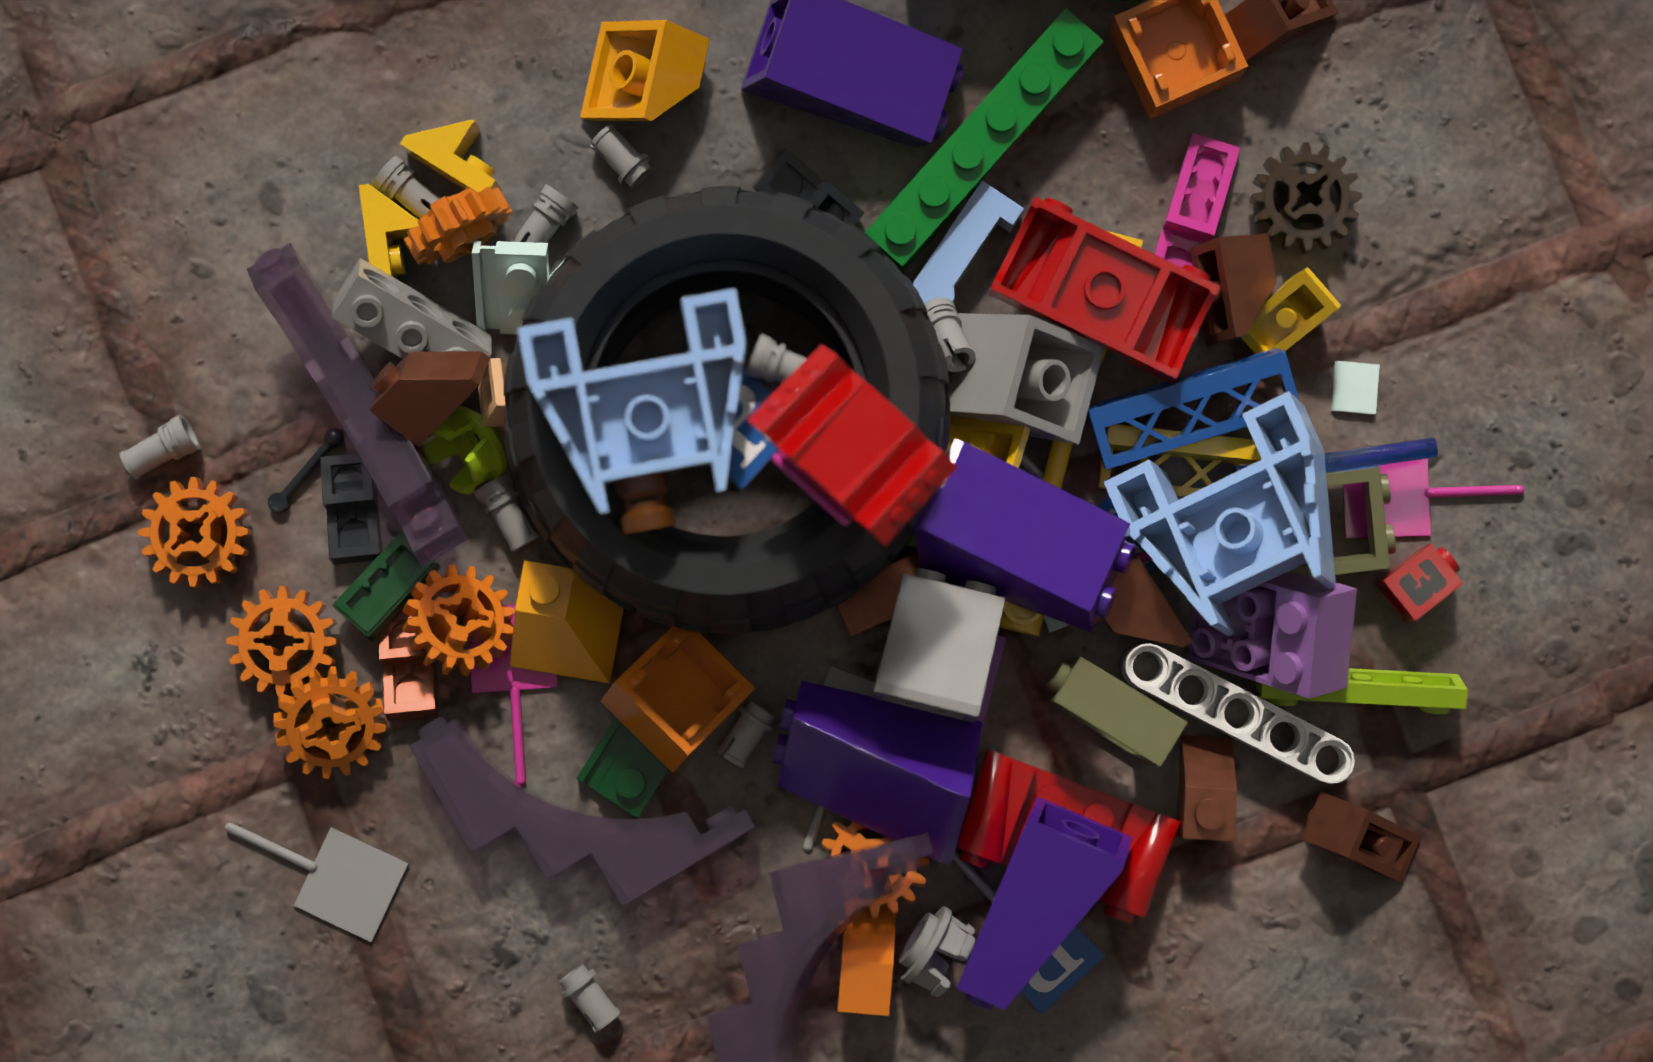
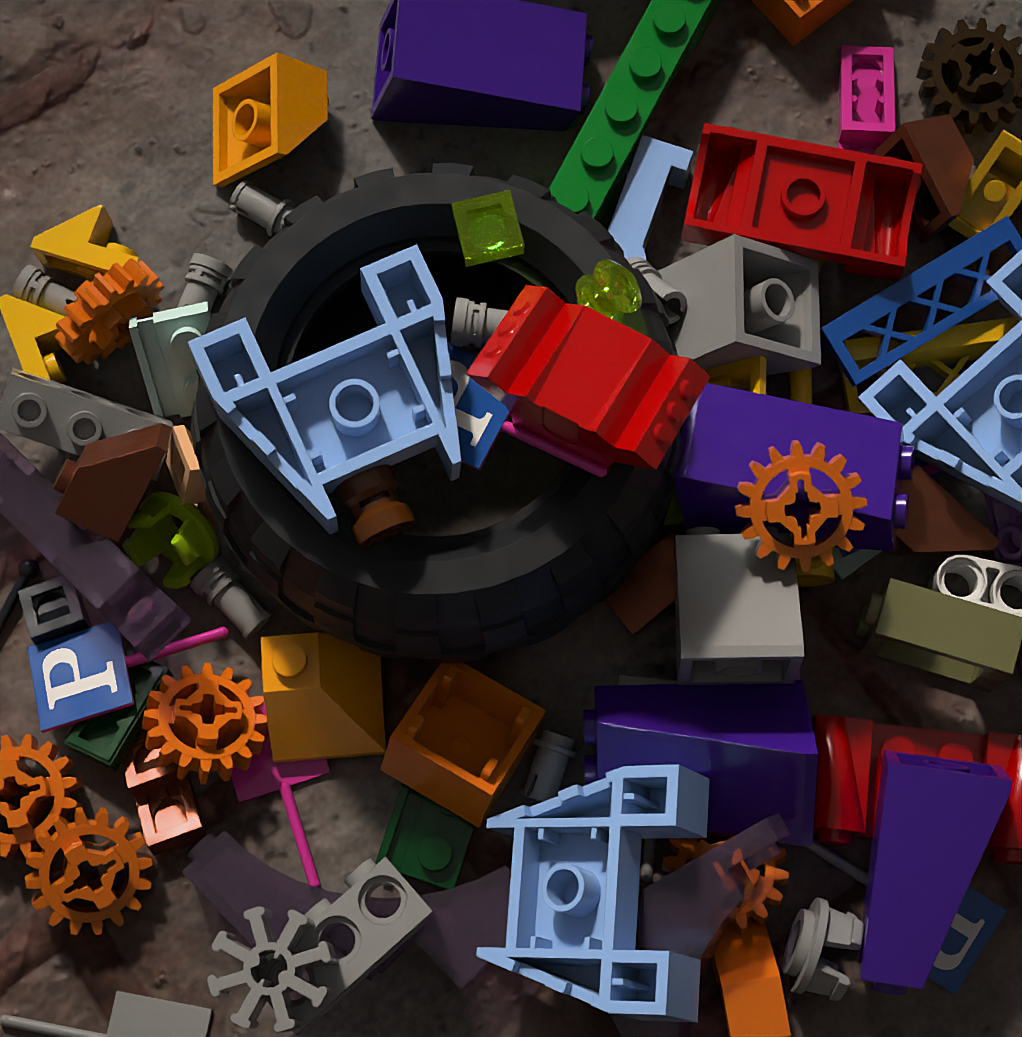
camera: 10 degrees left, 10 degrees down
(364, 550) = (89, 673): none -> blue piece
(478, 870) = (256, 959): none -> light grey gear
(514, 868) = (374, 936): none -> light grey brick
(741, 856) = (580, 891): none -> light blue wedge
(803, 278) = (488, 228): none -> clear neon green plate
(892, 367) = (609, 290): none -> clear neon green wheel
(1032, 589) = (828, 505): none -> orange gear

